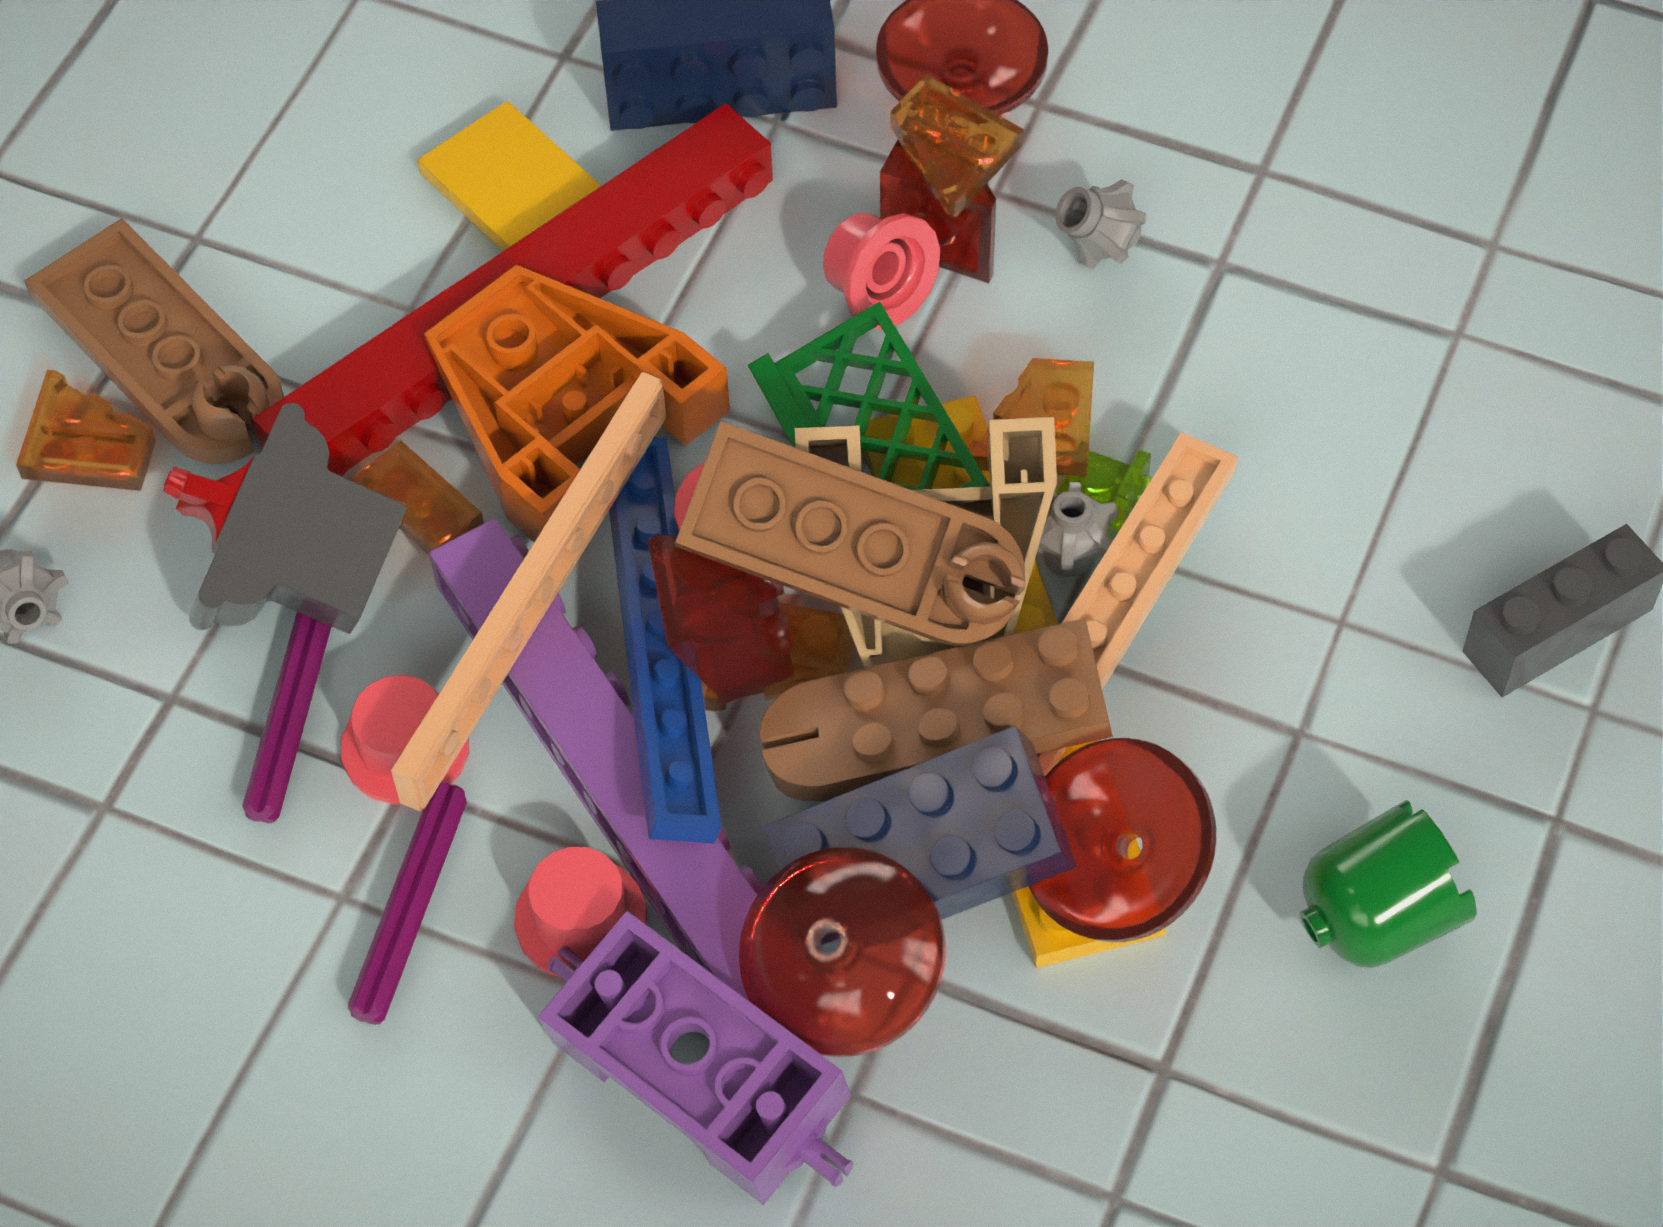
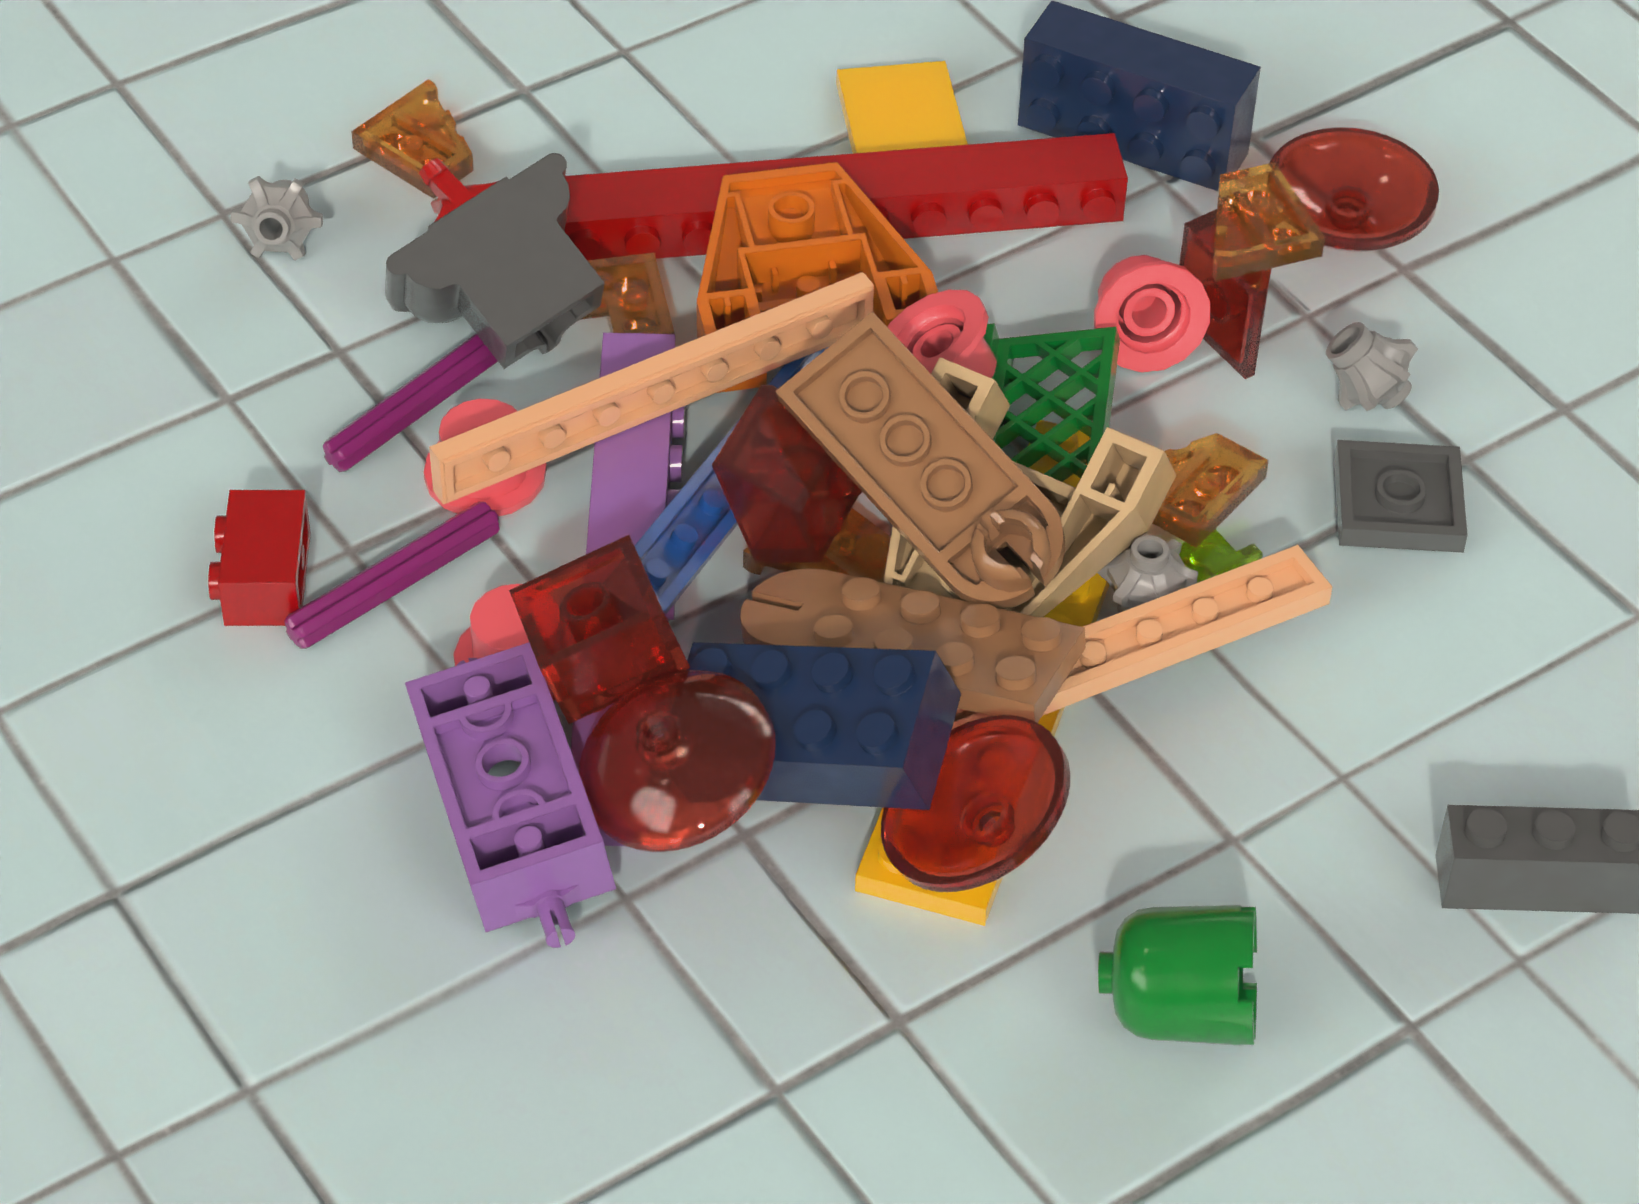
camera: 30 degrees right, 10 degrees down
(159, 343) = (528, 90): medium nougat plate -> none
(281, 956) = (262, 556): none -> red brick
(684, 864) = (597, 628): none -> clear red slope
(749, 389) = (947, 327): none -> coral piece
(1204, 331) = (1400, 496): none -> dark grey plate

